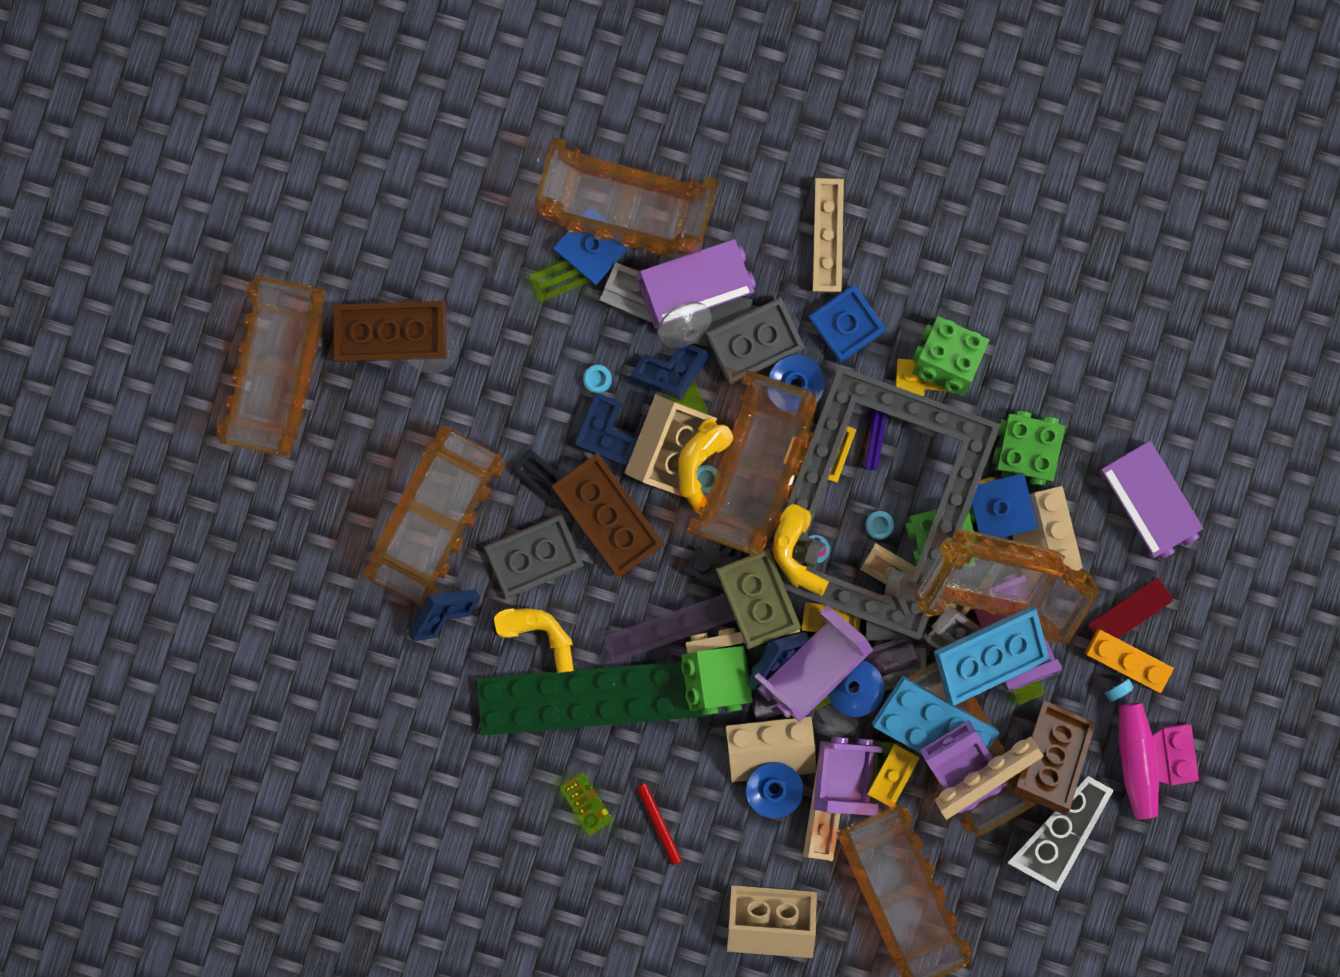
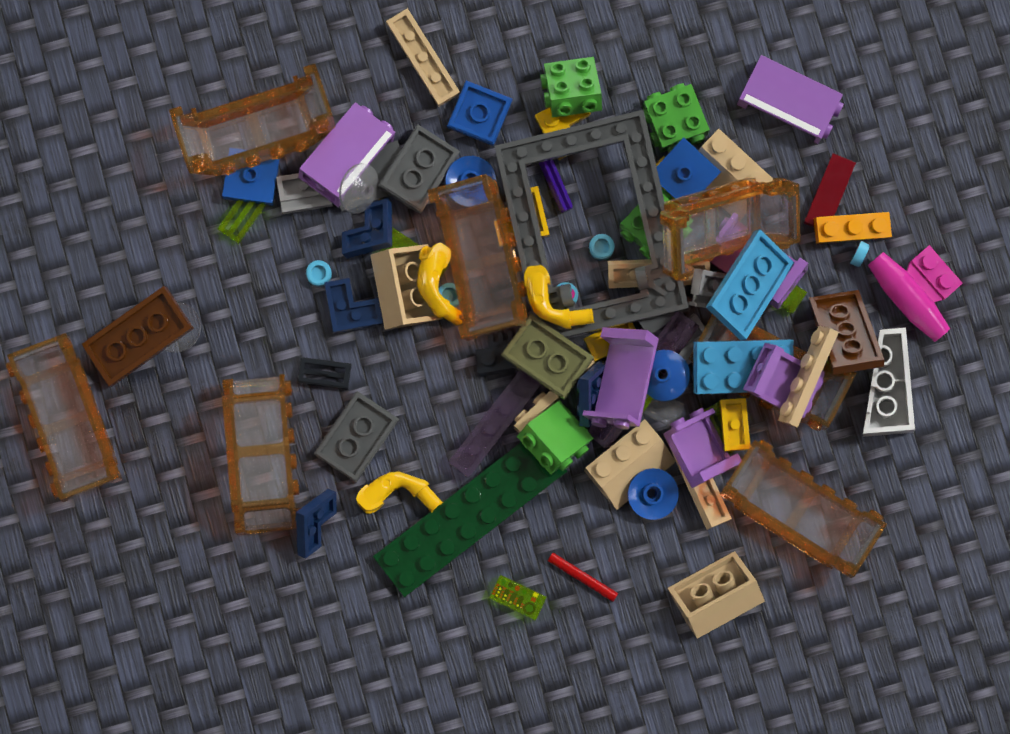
camera: 40 degrees left, 5 degrees down
(607, 515) = (392, 368): reddish brown plate -> none

